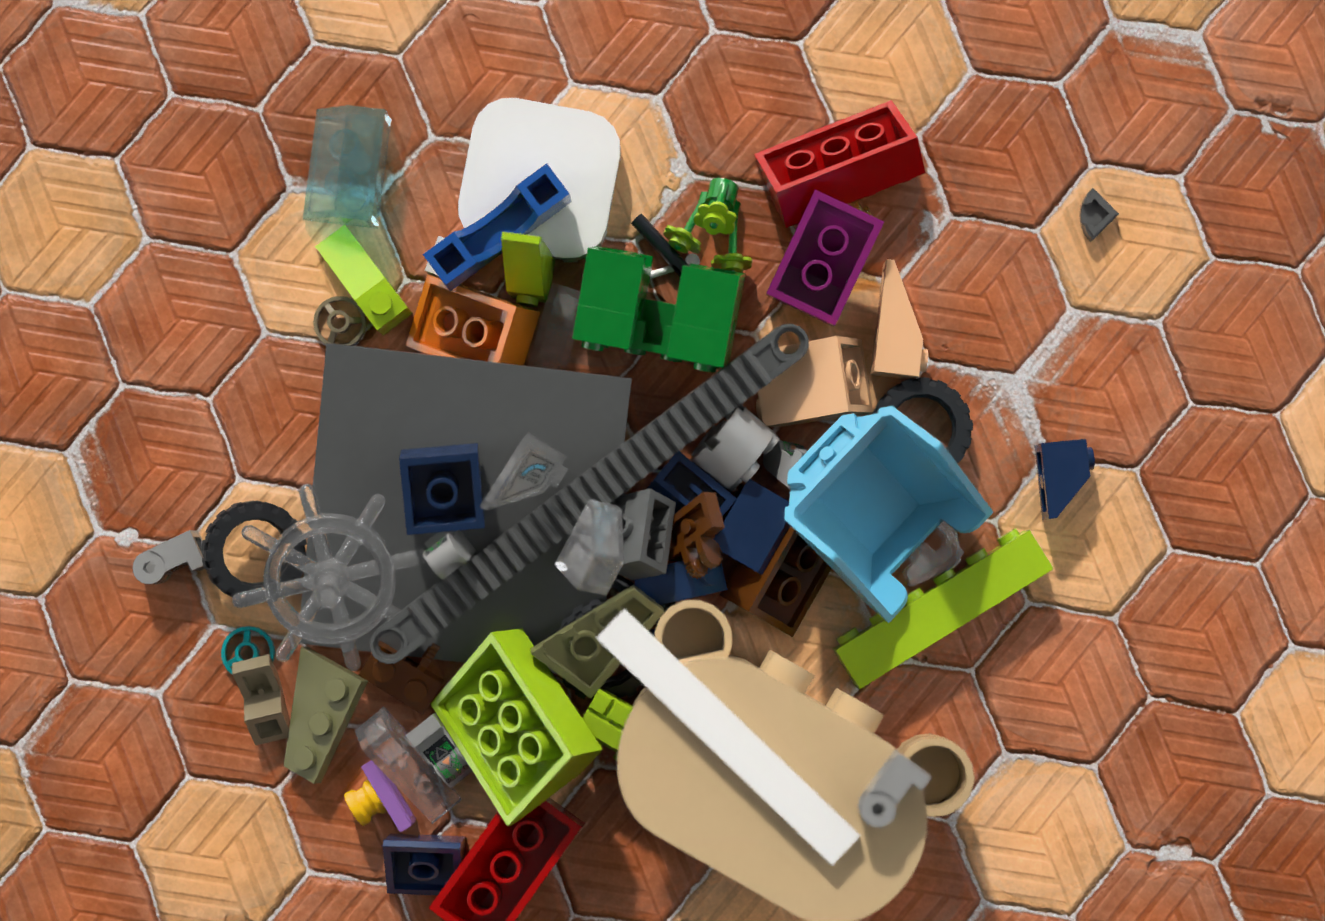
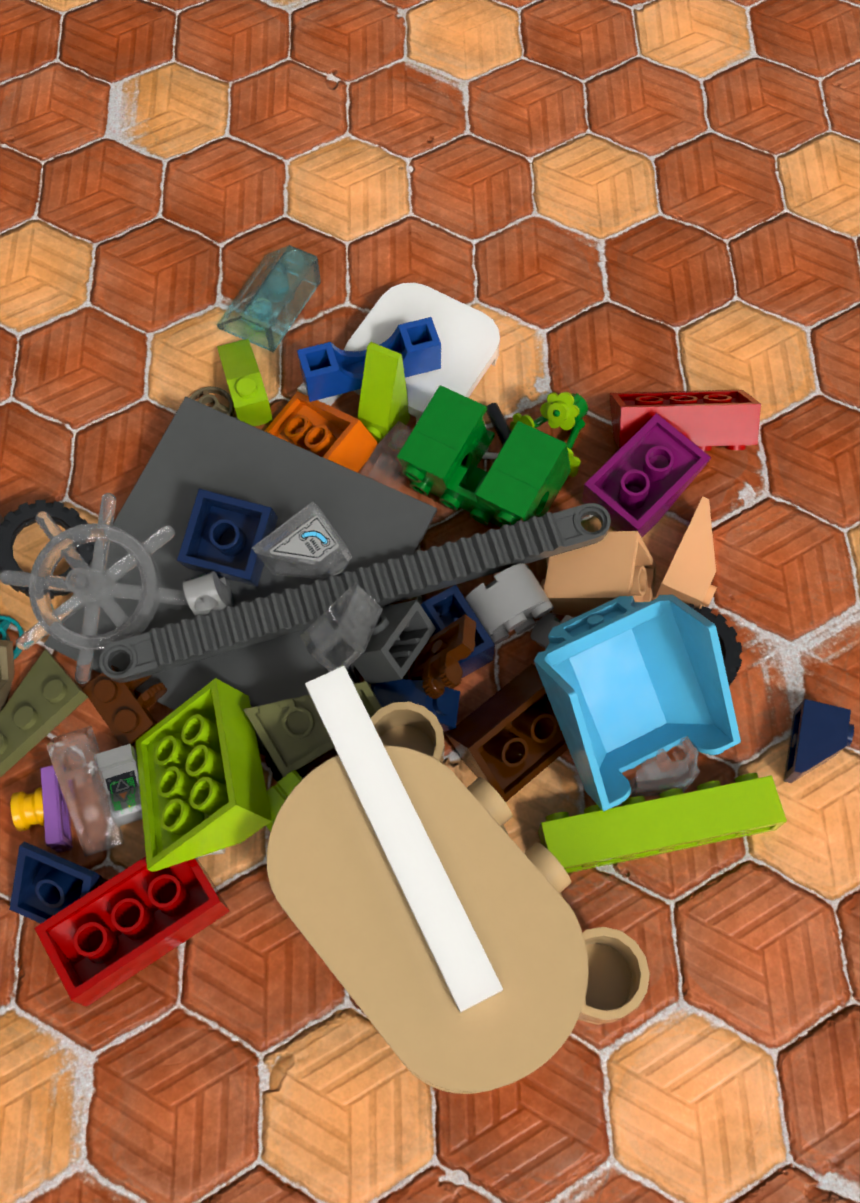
camera: 20 degrees right, 20 degrees down
(754, 527) = (499, 676): dark blue slope -> none
(888, 787) = (540, 953): light grey leg -> none

